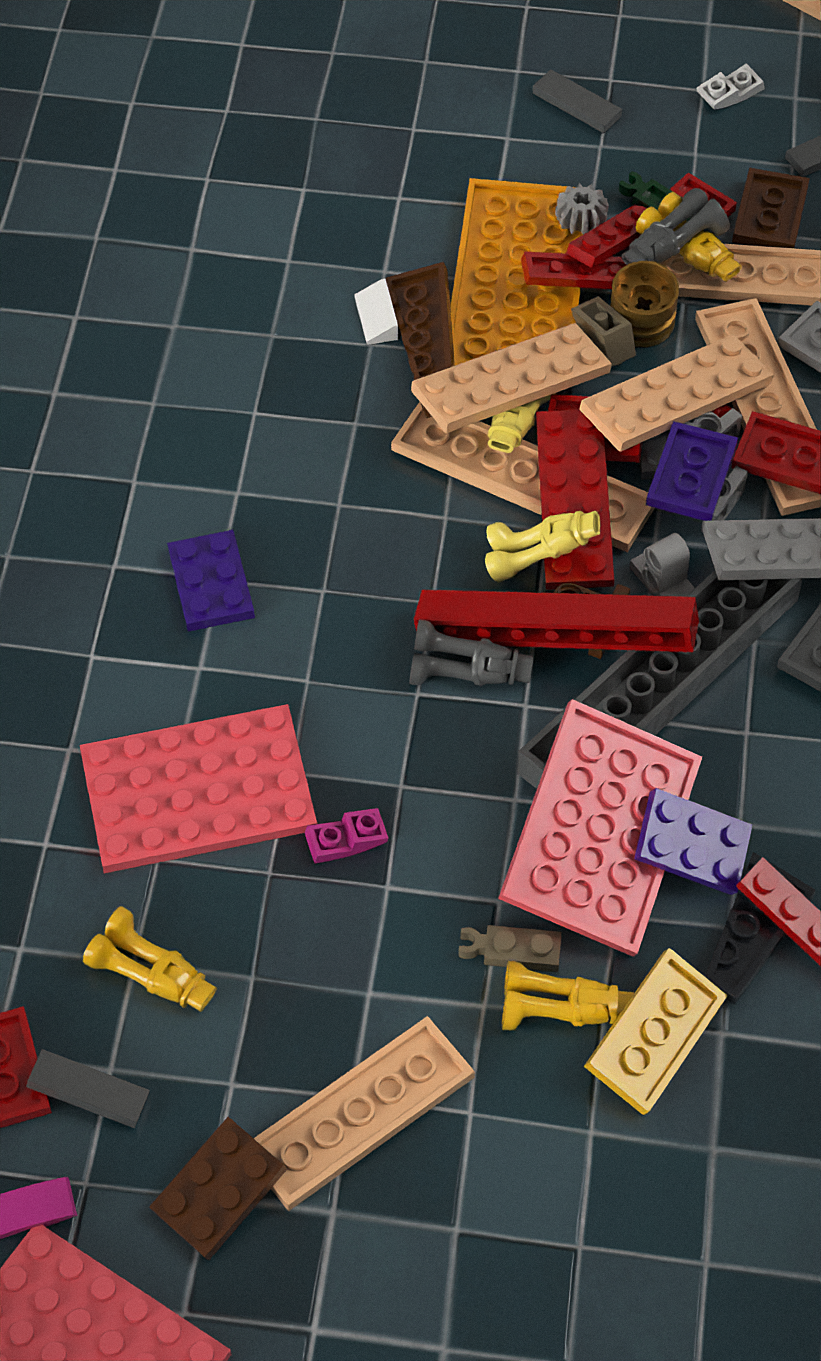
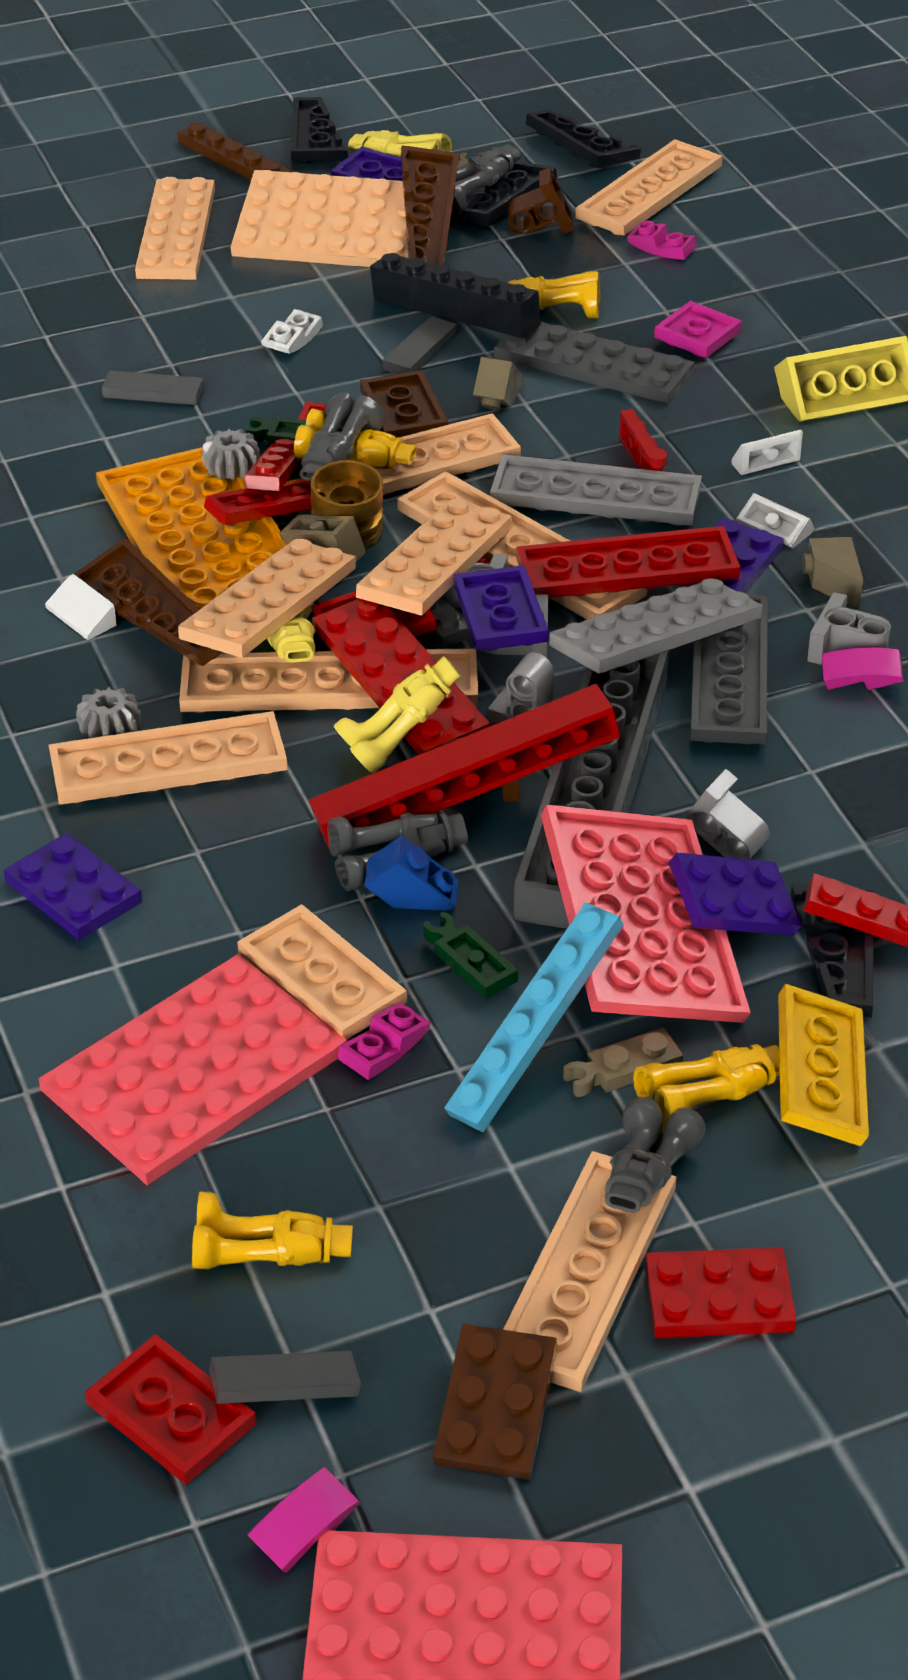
camera: 30 degrees left, 15 degrees down
(329, 432) = (107, 713): none -> light grey gear
(338, 751) = (321, 971): none -> light nougat plate
(351, 492) = (167, 757): none -> light nougat plate
(440, 1059) = (640, 1173): none -> dark grey piece
(444, 1183) = (719, 1292): none -> red plate
(453, 880) = (534, 1017): none -> medium azure plate
(458, 699) = (410, 878): none -> blue slope
(458, 793) = (470, 956): none -> dark green plate
(740, 768) = (727, 821): none -> light grey tile

